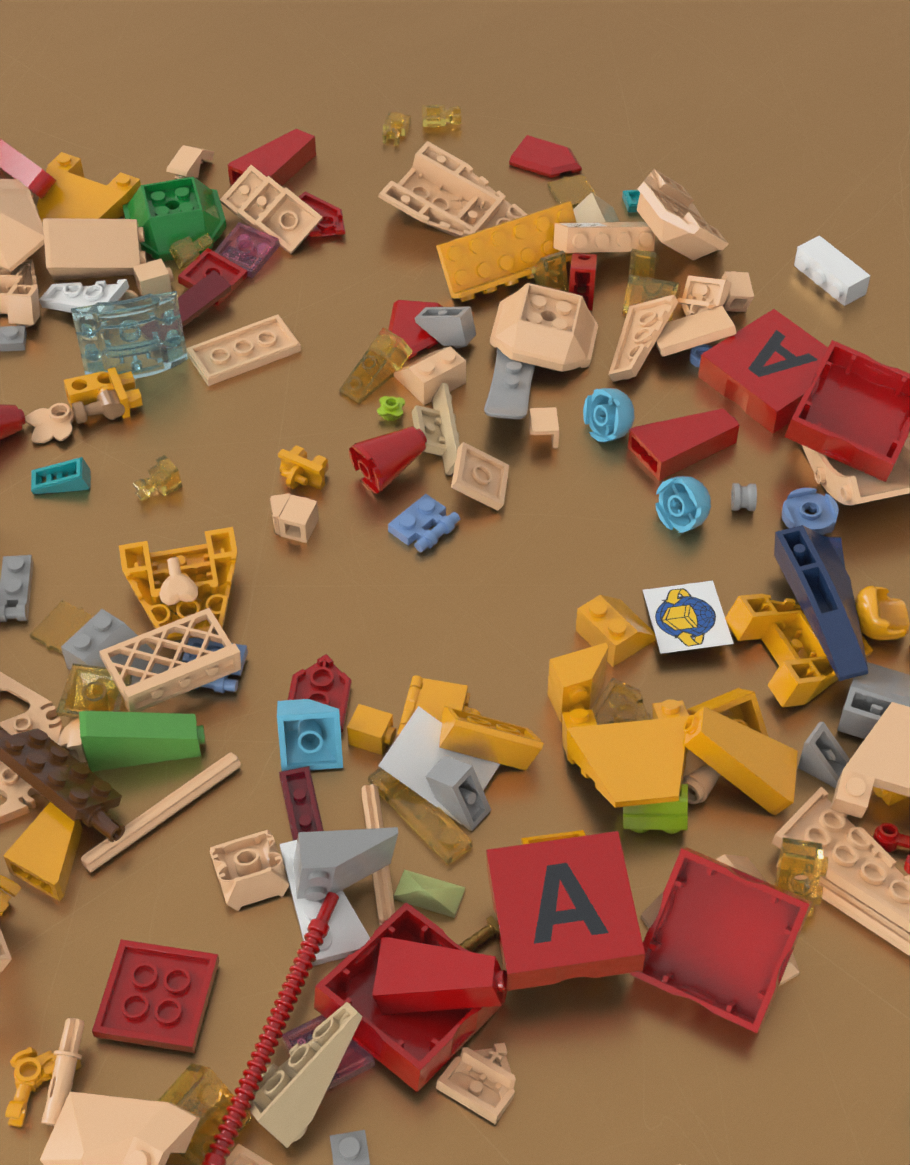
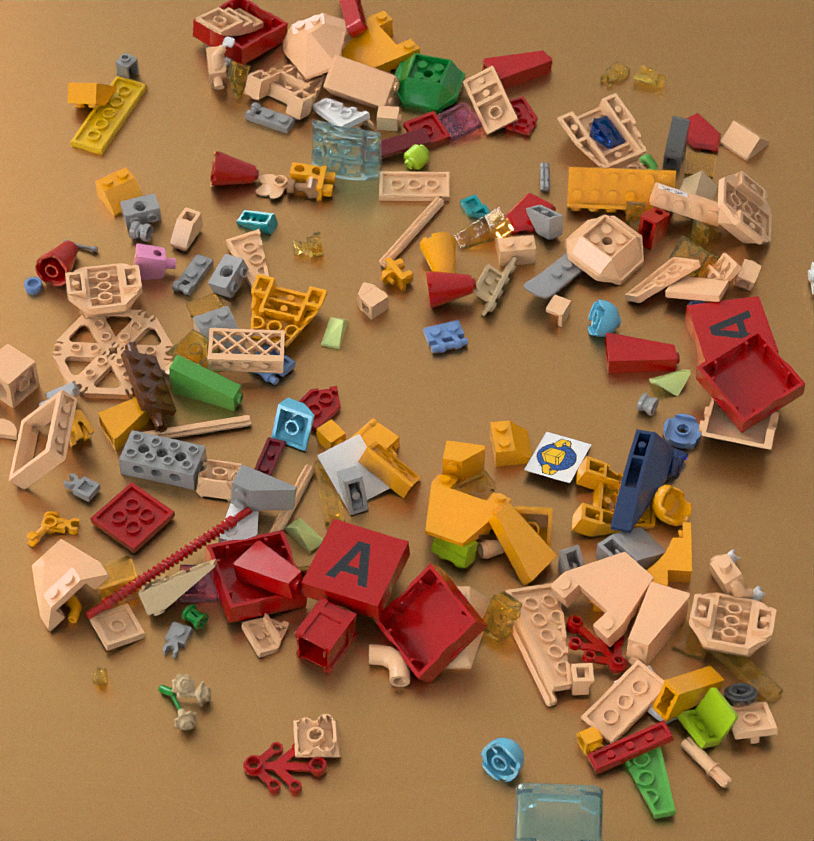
camera: 30 degrees right, 0 degrees up
(50, 986) = (82, 488): none -> light grey plate
(63, 1070) = (67, 527): light nougat axle -> none
(65, 555) = (228, 276): none -> light grey brick
(82, 529) = (250, 249): none -> light nougat wing
(146, 881) = (162, 459): none -> light grey brick
(177, 585) = (274, 310): light nougat rock -> none
(186, 250) = (418, 107): clear yellow piece -> none
(188, 161) = (461, 46): light nougat slope -> none
(224, 311) = (416, 157): none -> lime head
(270, 582) = (334, 332): none -> yellowish green slope
(282, 408) = (412, 231): none -> light nougat axle
(342, 347) = (473, 207): none -> teal slope
(344, 417) = (439, 252): none -> light orange cone
(359, 1109) = (195, 617): none -> green bush
(391, 408) = (476, 259): lime plate -> none
(401, 274) = (545, 176): none -> light grey axle
(443, 193) = (605, 133): none -> clear blue slope
(480, 476) = (495, 323): light nougat hinge -> none
(518, 204) = (649, 160): none -> bright green arm
(540, 172) = (676, 143): none -> dark grey slope
(580, 1035) = (326, 634): none -> red container
(602, 146) = (743, 141): none -> light nougat slope
(683, 503) = (606, 391): medium azure cylinder -> none
(693, 1022) = (392, 659): none -> light nougat cylinder
(746, 455) = (672, 382): none -> yellowish green slope

